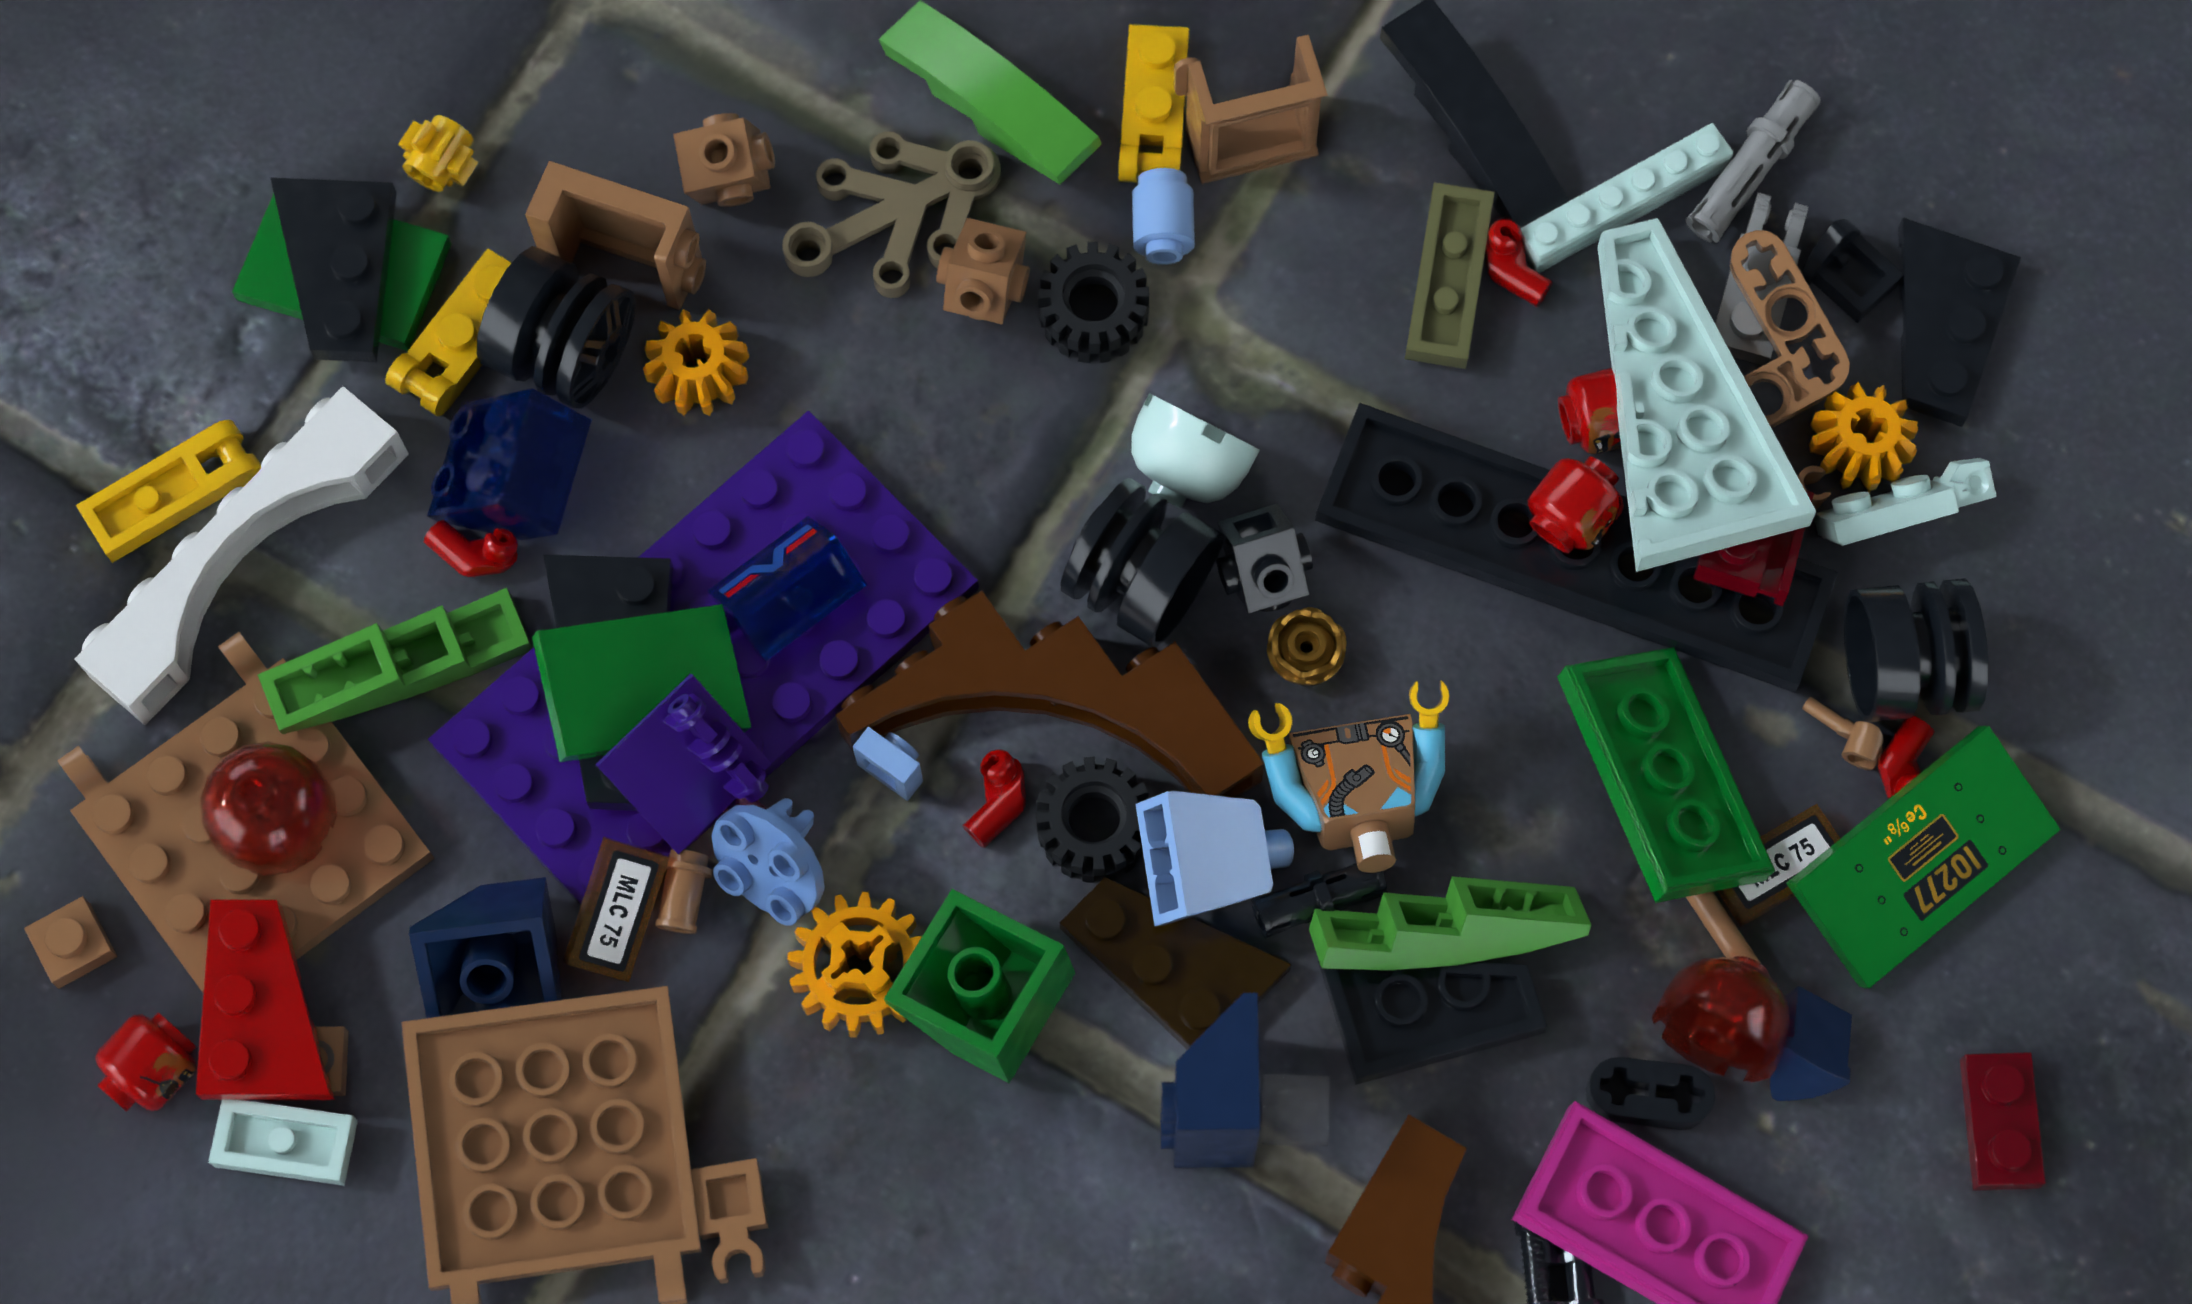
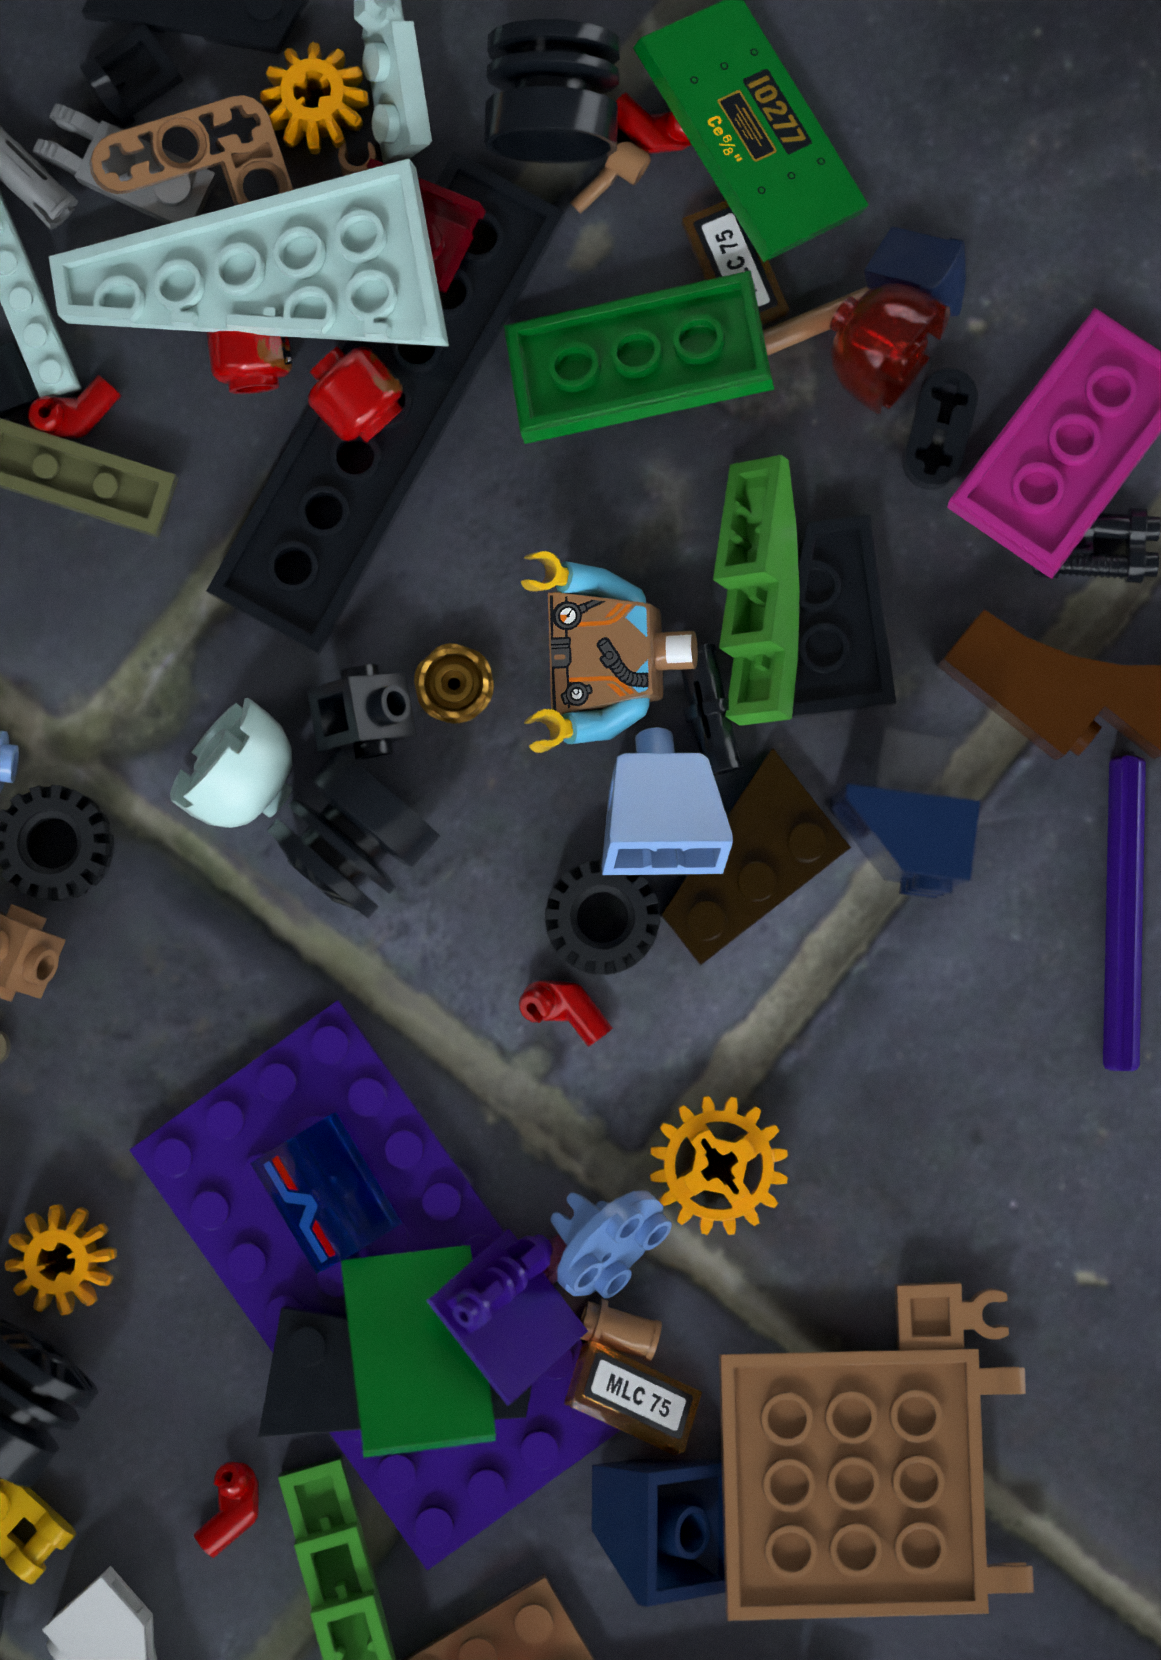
camera: 85 degrees left, 15 degrees up
(510, 465) = (147, 1463): clear blue slope -> none
(889, 761) = (515, 1110): light blue plate -> none
(981, 984) = (760, 1050): green slope -> none
(1064, 674) = (430, 1006): reddish brown arch -> none
(2002, 1121) = (1008, 107): dark red plate -> none

